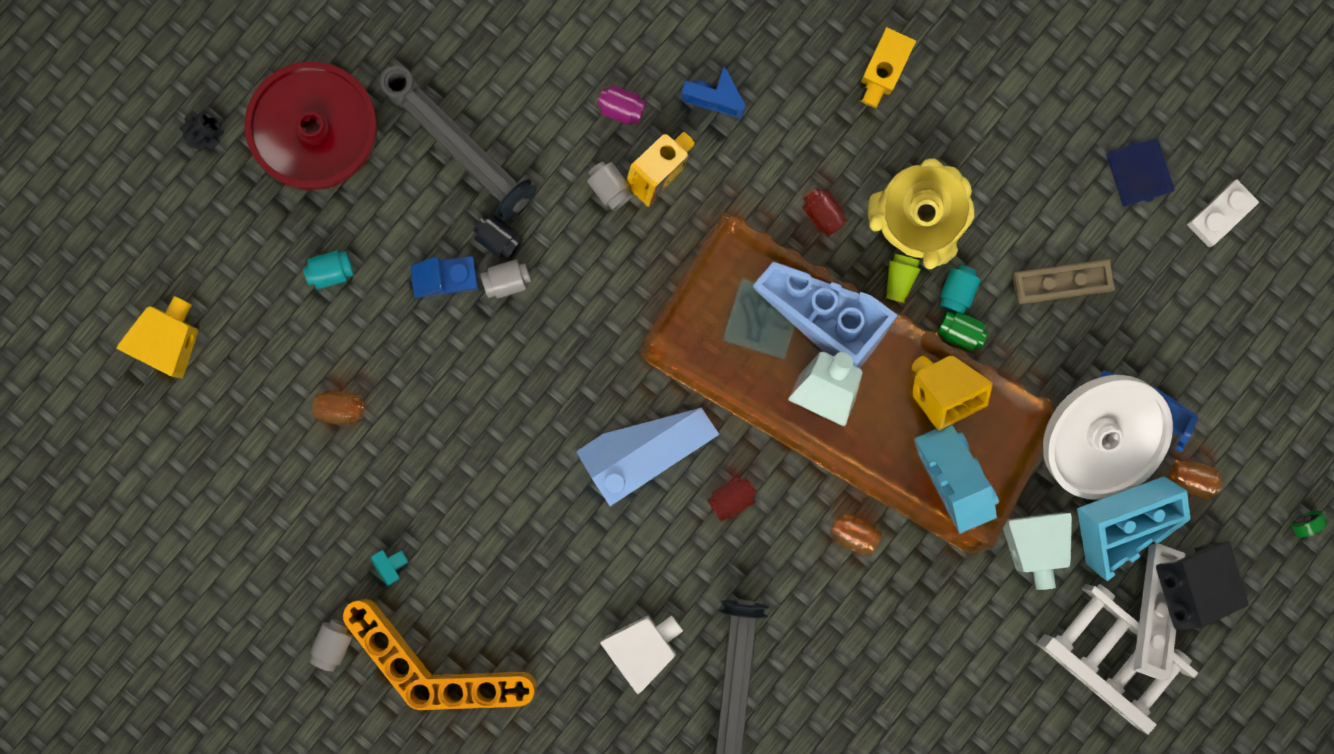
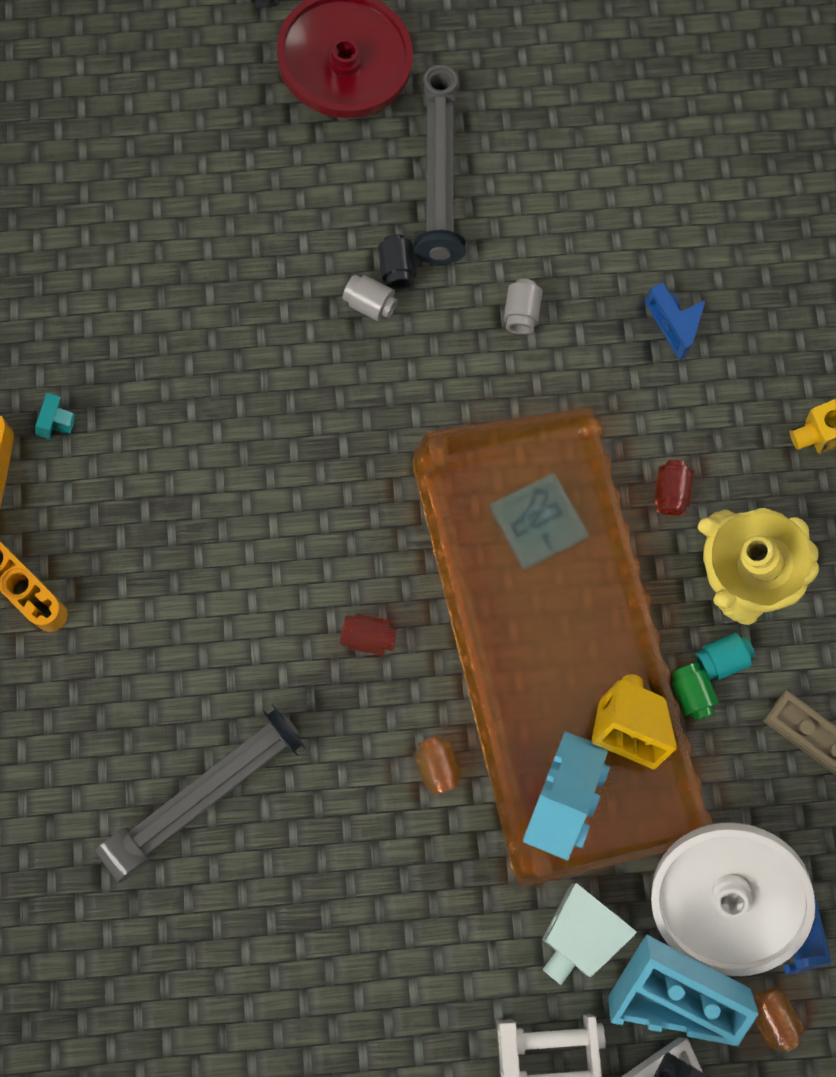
camera: 45 degrees right, 10 degrees down
(162, 338) = (77, 98): yellow torso -> none
(328, 269) = (247, 165): teal brick -> none
(338, 408) = (145, 267): clear orange brick -> none
(444, 276) = (326, 254): blue slope -> none
(621, 105) = (594, 258): magenta brick -> none
(636, 454) = (327, 527): light blue wedge -> none
(642, 649) = (171, 679): white torso -> none
(659, 166) = (575, 326): yellow torso -> none
(827, 313) = (596, 575): light blue wedge -> none
(828, 386) = (537, 622): light aqua torso -> none
(901, 277) = (686, 600): lime cone -> none

